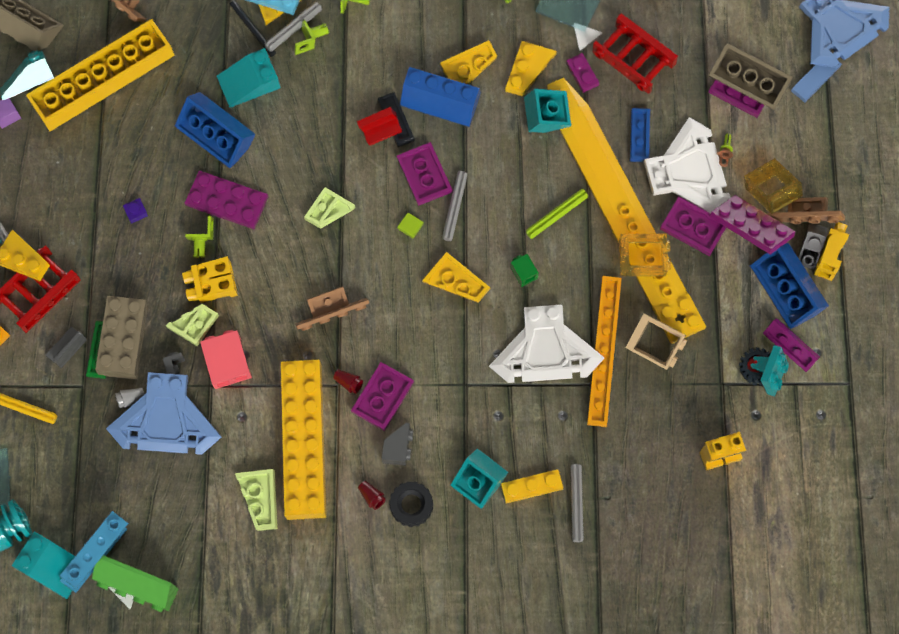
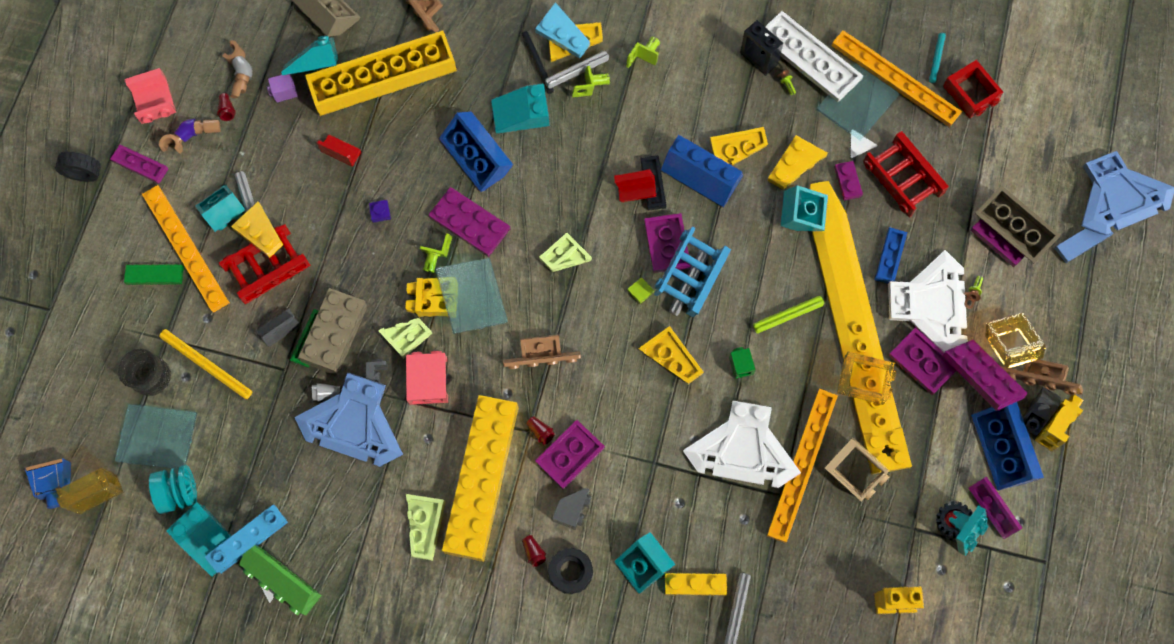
camera: 15 degrees right, 0 degrees up
(79, 160) = (339, 150): none -> red panel
(248, 269) = (471, 295): none -> clear light blue piece
(472, 191) = (703, 287): none -> dark azure fence

